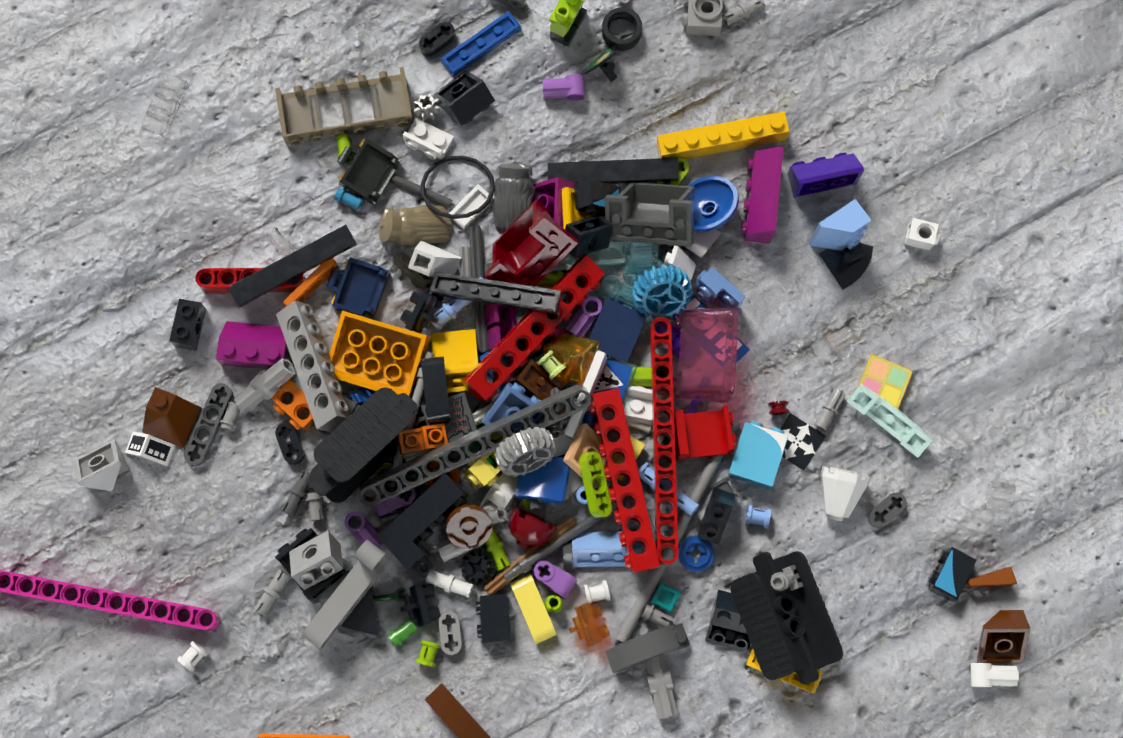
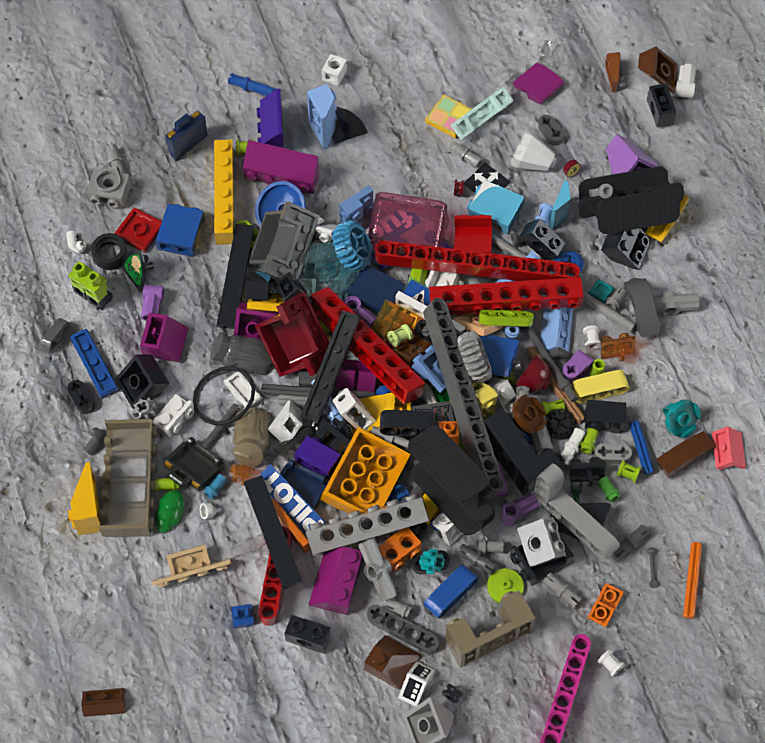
camera: 80 degrees left, 15 degrees down
(98, 135) = (103, 702): none -> reddish brown slope
(139, 486) = (451, 693): none -> black bush
(191, 490) = (517, 622): none -> dark tan plate
(205, 255) = (242, 616): none -> blue tile
(253, 190) = (189, 562): none -> tan bracket
(256, 469) = (450, 591): none -> blue beam
(262, 643) = (605, 605): none -> orange slope
(272, 529) = (502, 582): none -> lime piece
(280, 442) = (431, 561): none -> teal gear
(297, 695) = (653, 583): none -> dark grey hinge
(306, 68) = (85, 504): none -> yellow slope
(315, 157) = (169, 511): none -> green arm
(319, 196) = (207, 510): none -> white hinge
(338, 278) = (289, 499): none -> sticker
(340, 664) = (630, 541): none -> dark grey pin
(368, 223) = (241, 471): none -> clear orange tile
(392, 66) = (97, 436): none -> dark grey arm
(393, 300) = (317, 457): none -> dark purple brick
(452, 327) = (347, 404): none -> white torso
(460, 603) = (587, 445): none -> lime pin
(462, 666) = (641, 447): none -> blue axle
(501, 709) = (681, 417): none -> teal tile
(517, 108) = (163, 337): none -> magenta slope
(658, 56) = (139, 229): none -> red tile
(663, 98) = (179, 229): none -> blue panel
(768, 534) = (561, 206): none -> medium azure slope
(788, 79) = (186, 134): none -> dark blue piece
(790, 150) = (241, 147): none -> lime bush
(832, 541) = (571, 168): none -> tile
(855, 612) = (626, 156): none -> medium lavender slope
(880, 138) = (248, 84): none -> blue pin
(946, 645) = (661, 105): none -> black brick
(951, 573) = (606, 95): black brick -> none
(954, 486) = (538, 83): none -> magenta slope

